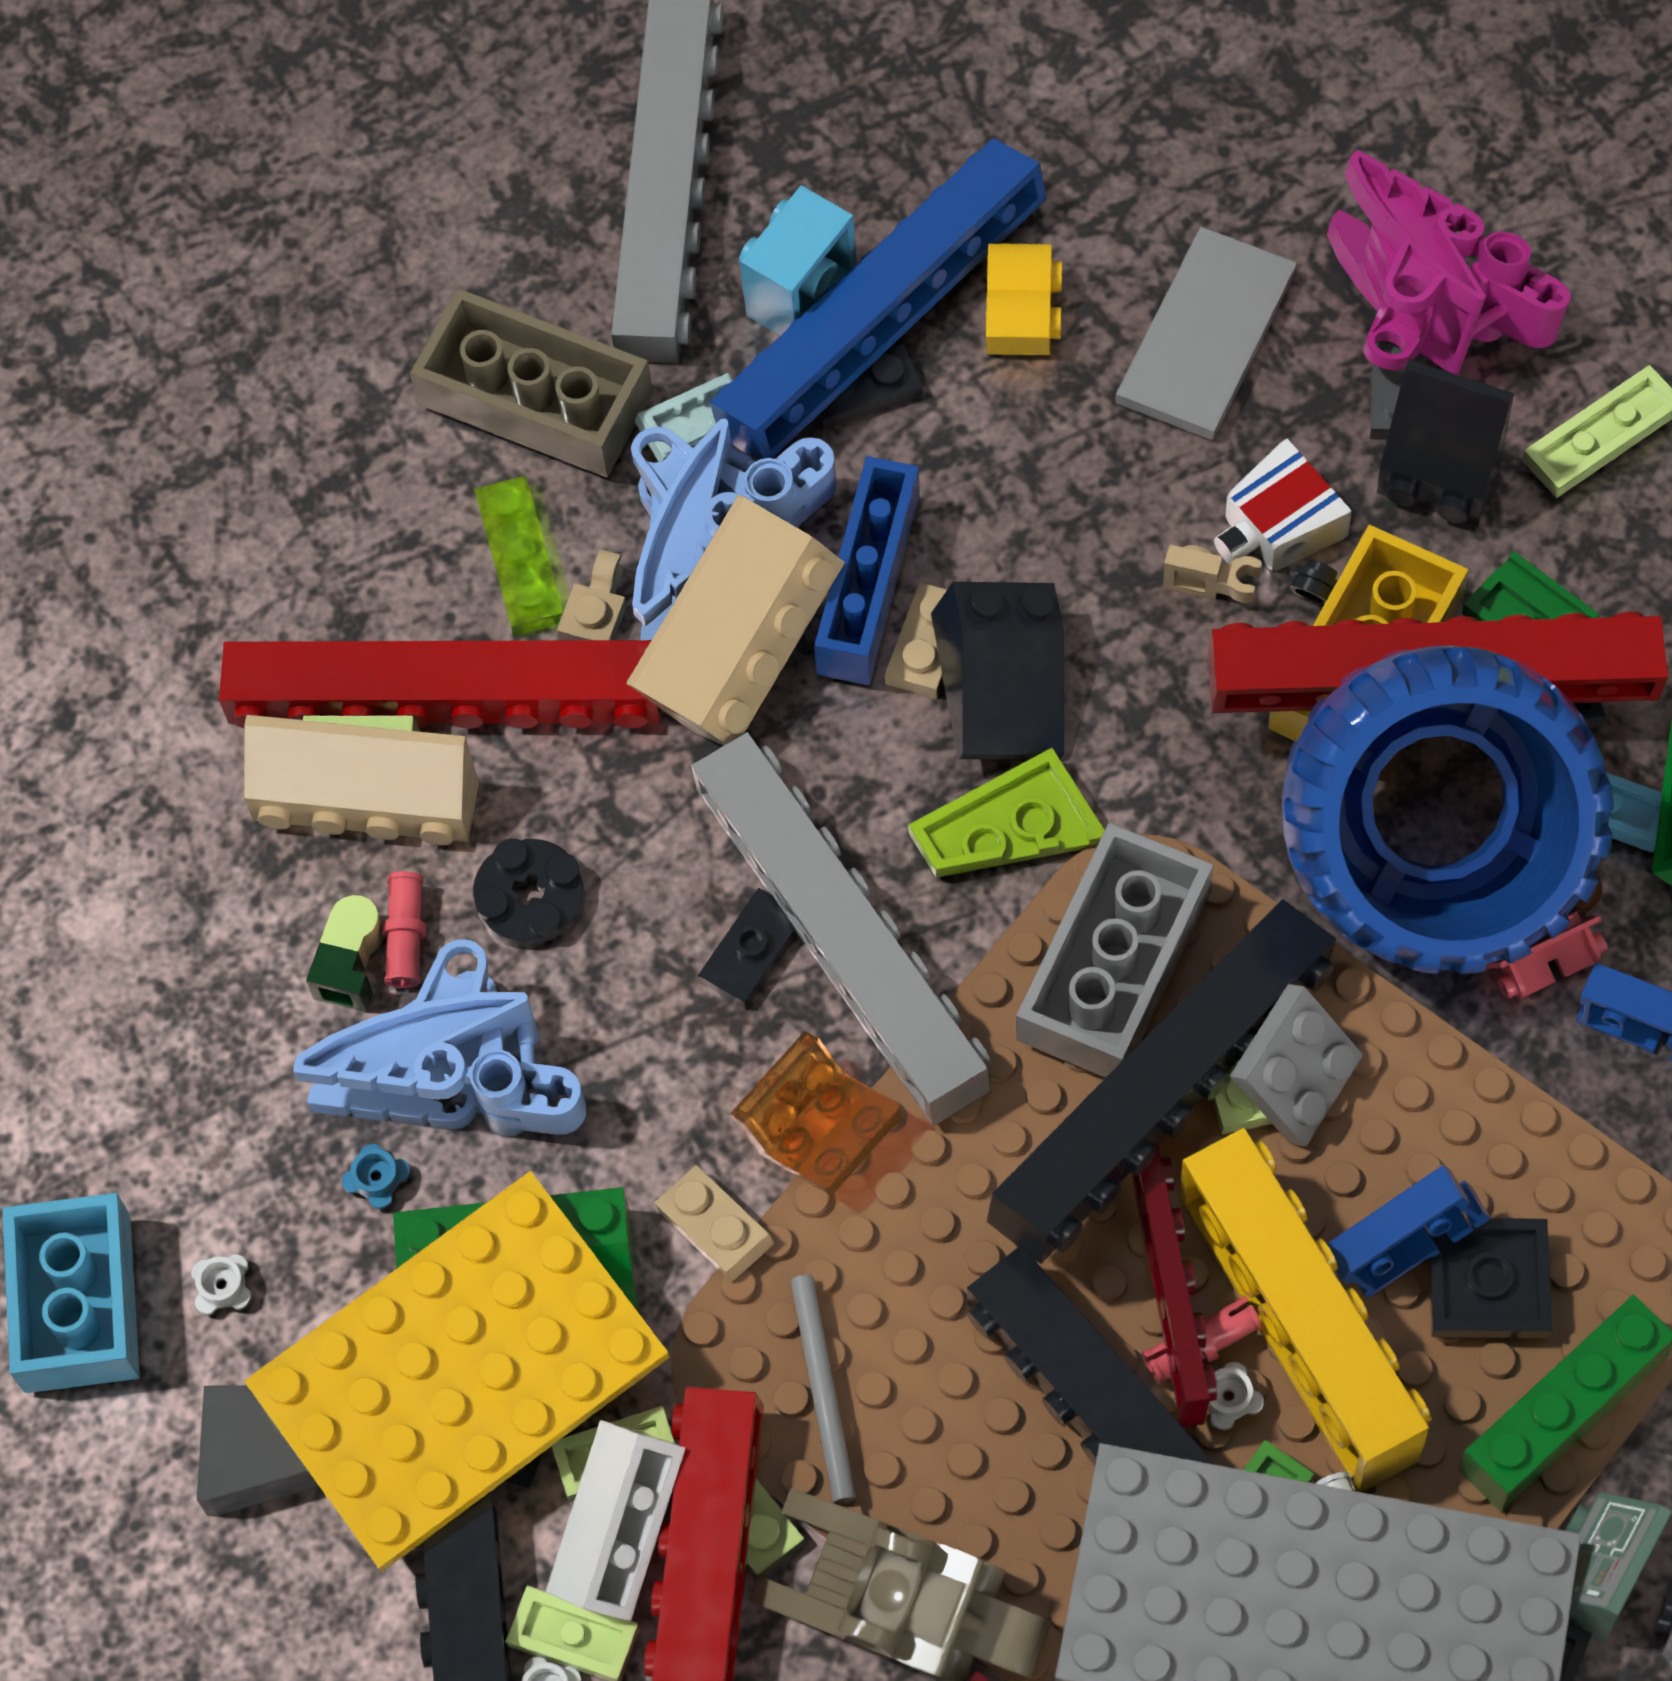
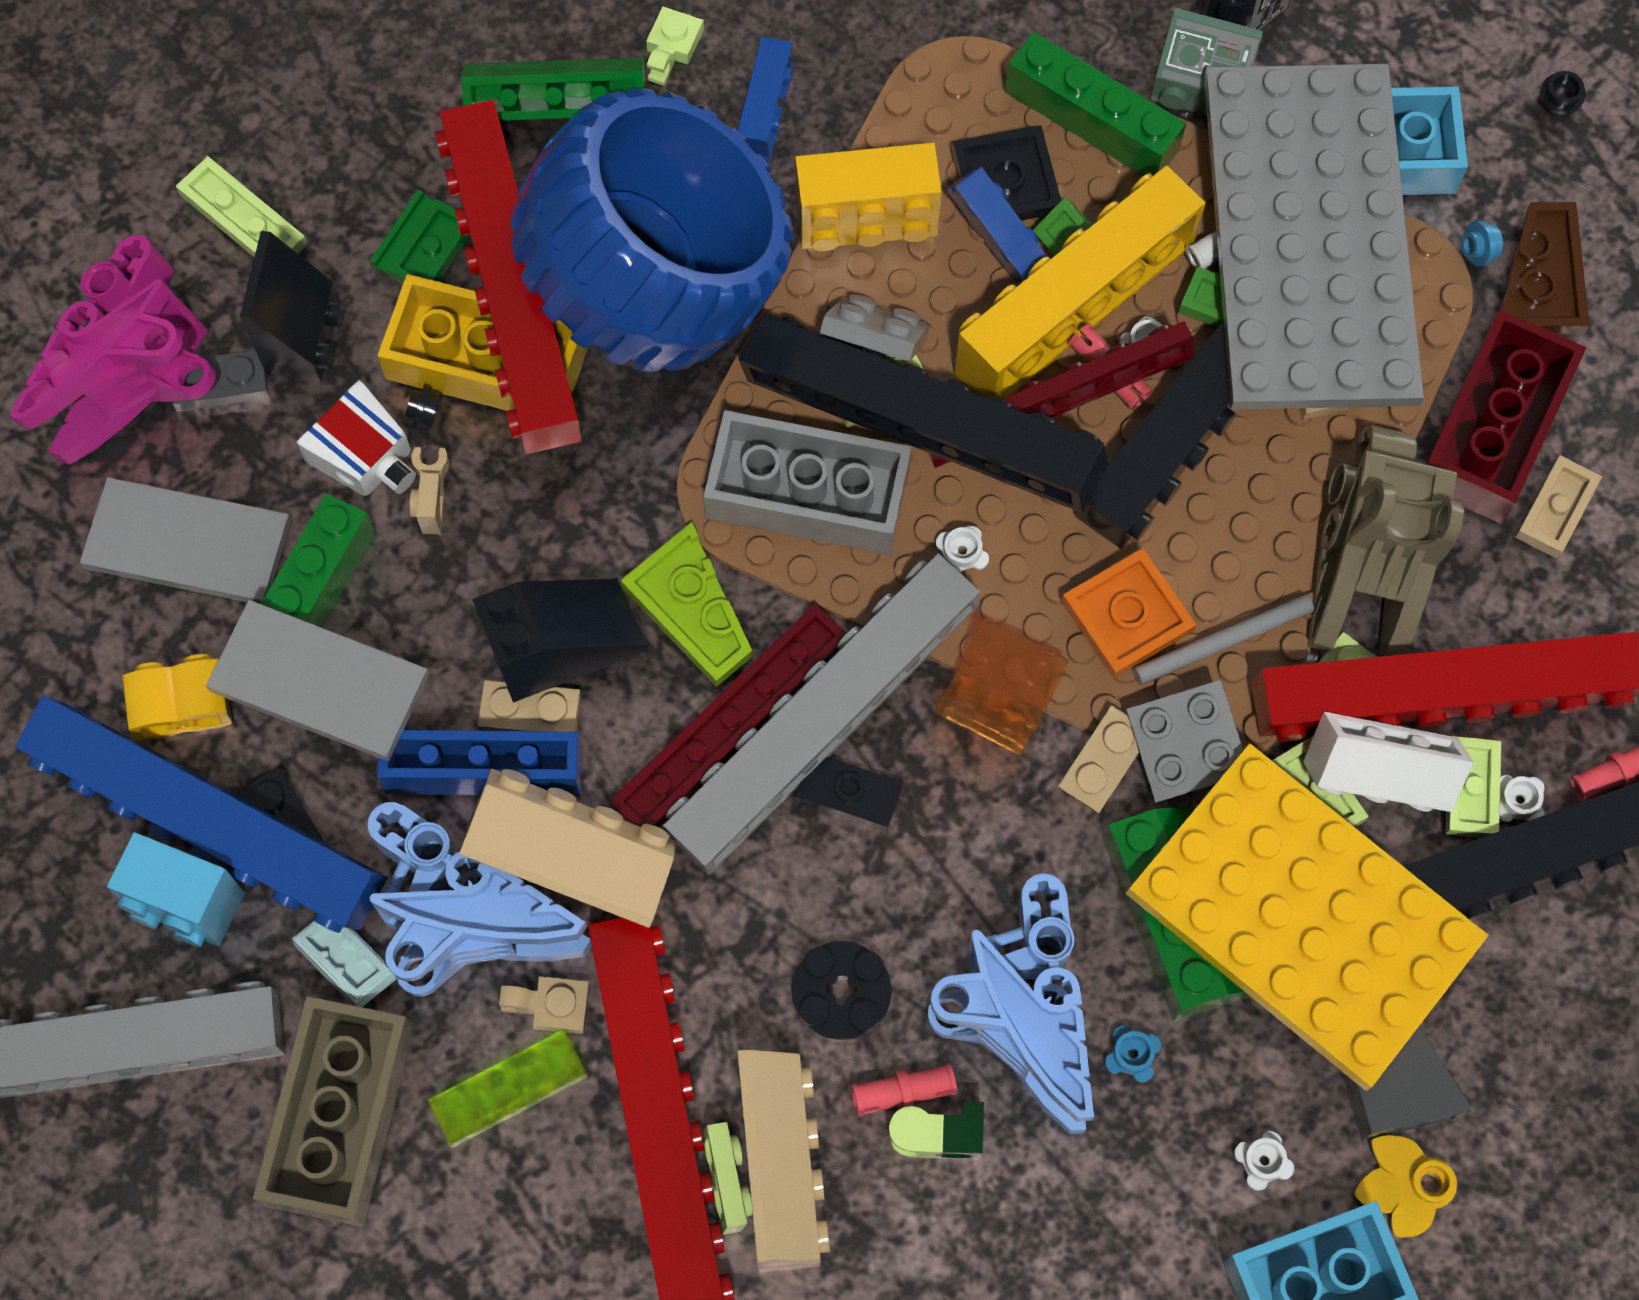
camera: 110 degrees left, 5 degrees up
(148, 1421) = (1399, 1186): none -> yellow plate
(703, 1301) = (1186, 739): none -> light grey hinge
(864, 836) = (732, 714): none -> dark red plate
(878, 1282) = (1128, 612): none -> orange plate
(984, 410) = (318, 680): none -> light grey tile
(1005, 1102) = (968, 538): none -> white plate
(1111, 431) = (321, 561): none -> green brick
(1402, 1326) = (1061, 224): none -> bright green plate
(1474, 1086) = (868, 196): none -> yellow brick

